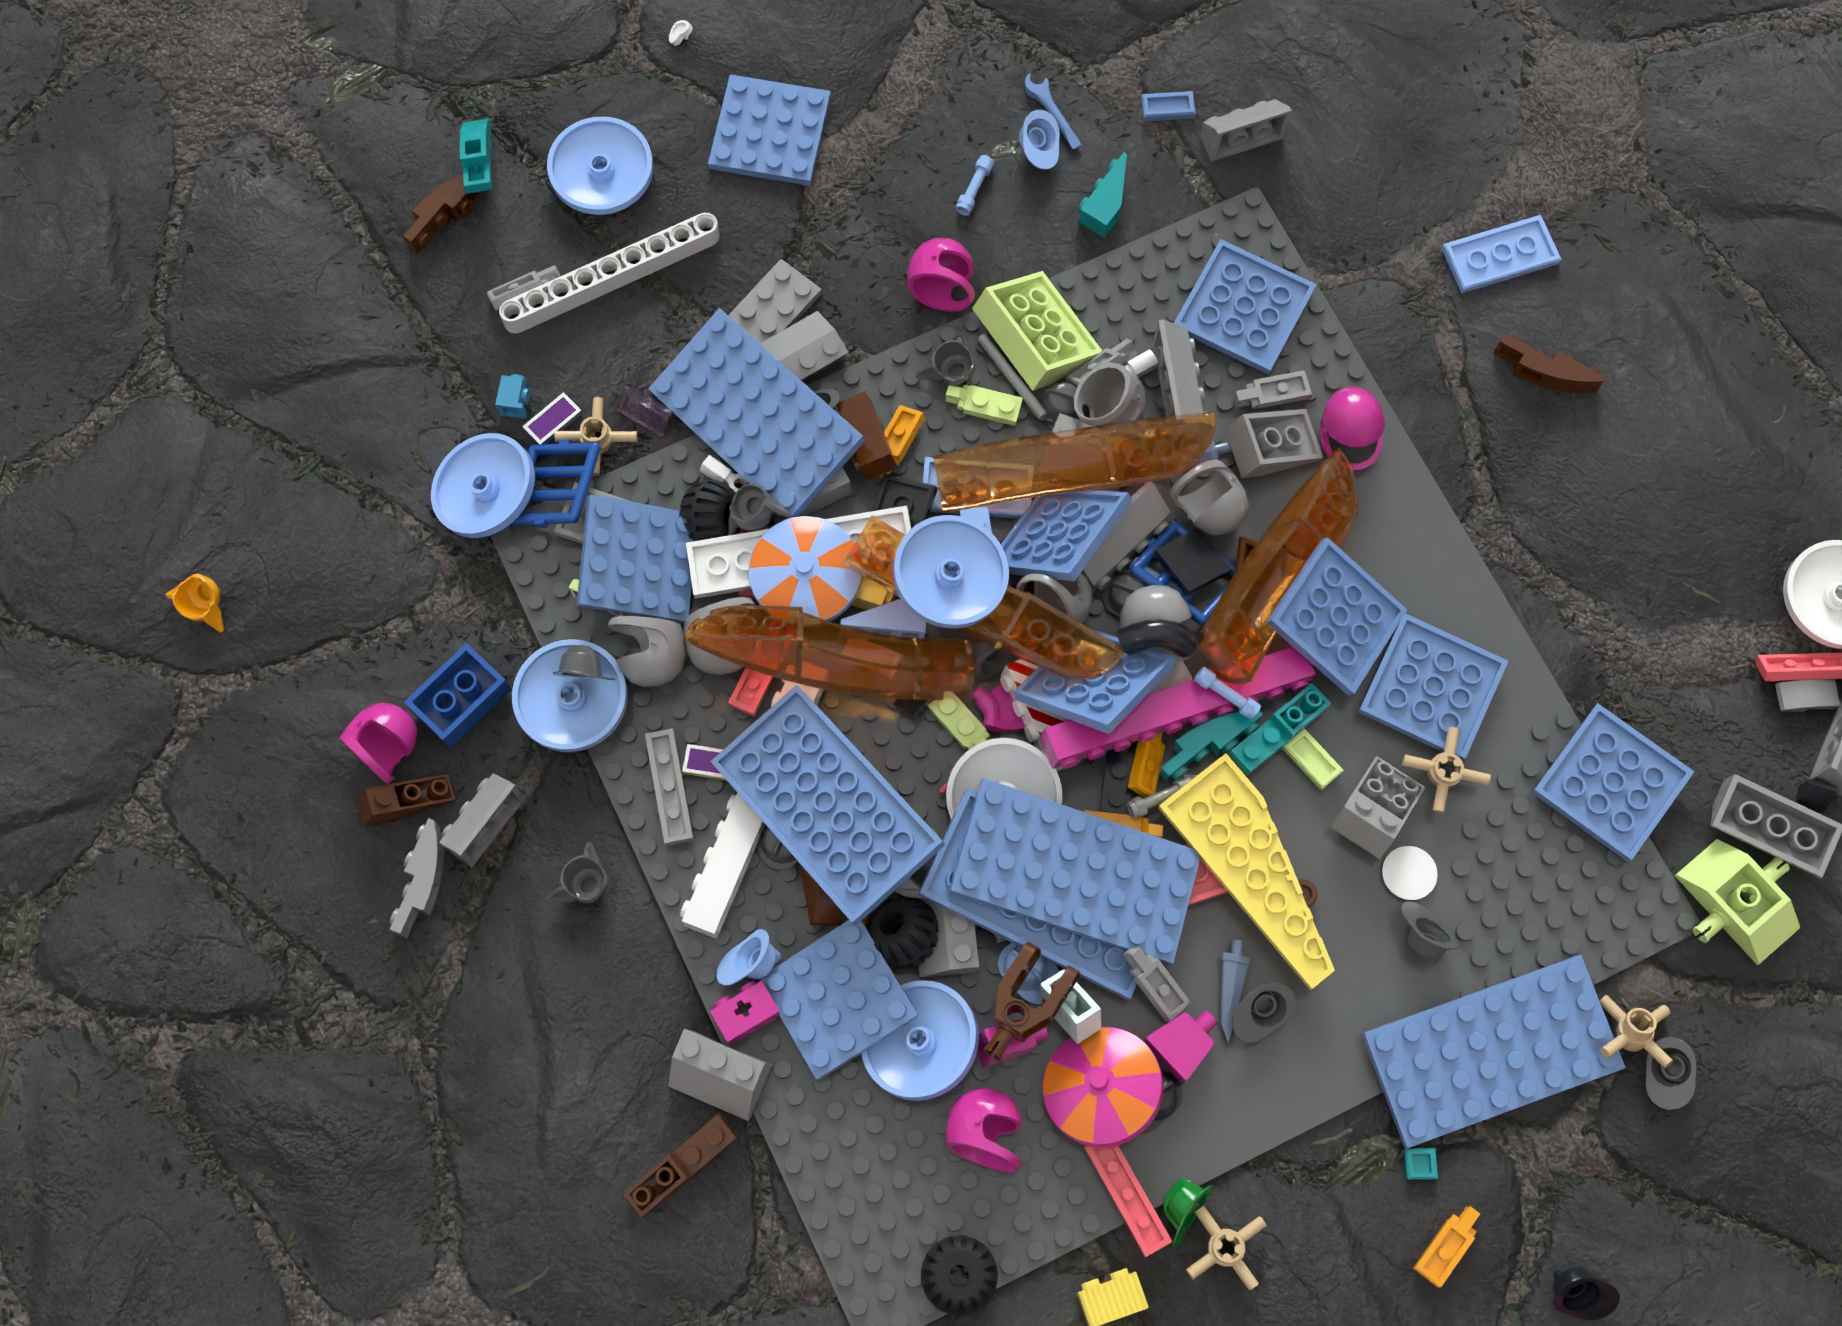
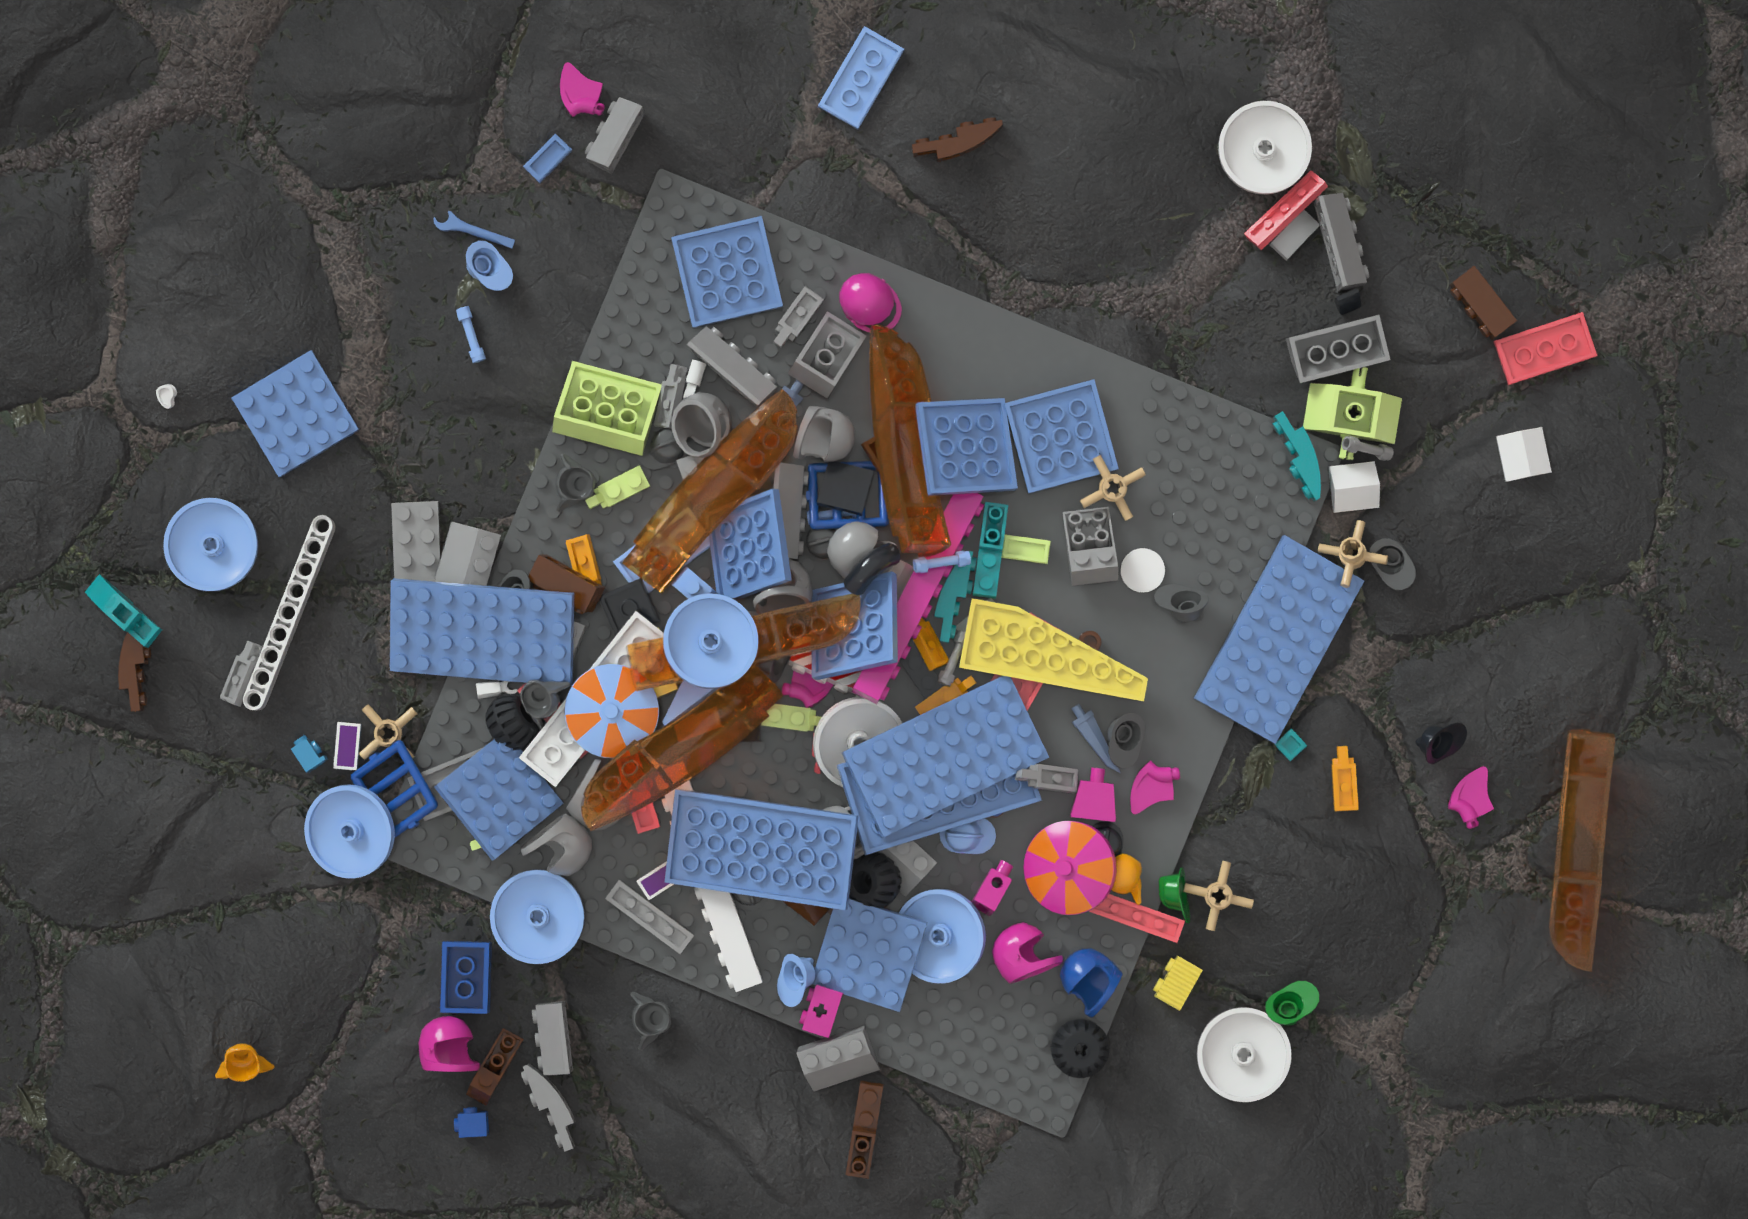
camera: 40 degrees left, 15 degrees up
(337, 831) = (472, 1123): none -> blue brick
(580, 662) = (532, 893): dark grey piece -> none
(645, 411) = (403, 688): clear purple plate -> none
(936, 270) = (503, 425): dark pink piece -> none
(1012, 377) = (619, 455): light grey bar -> none
(1029, 1210) = (1090, 978): none -> blue piece
(1034, 1019) = (974, 874): reddish brown piece -> none
(1078, 1014) = (1011, 837): light aqua brick -> none
(1104, 205) = (572, 276): teal slope -> none
(1151, 1147) = (1128, 877): none -> light orange piece
(1242, 78) = (579, 92): none -> dark pink arm
(1250, 1082) = (1152, 786): none -> dark pink arm
(1613, 782) = (1219, 403): medium blue plate -> none
(1656, 904) = (1306, 464): none -> teal slope
(1685, 971) = (1354, 486): none -> white slope
(1739, 958) = (1381, 451): none -> light grey bar

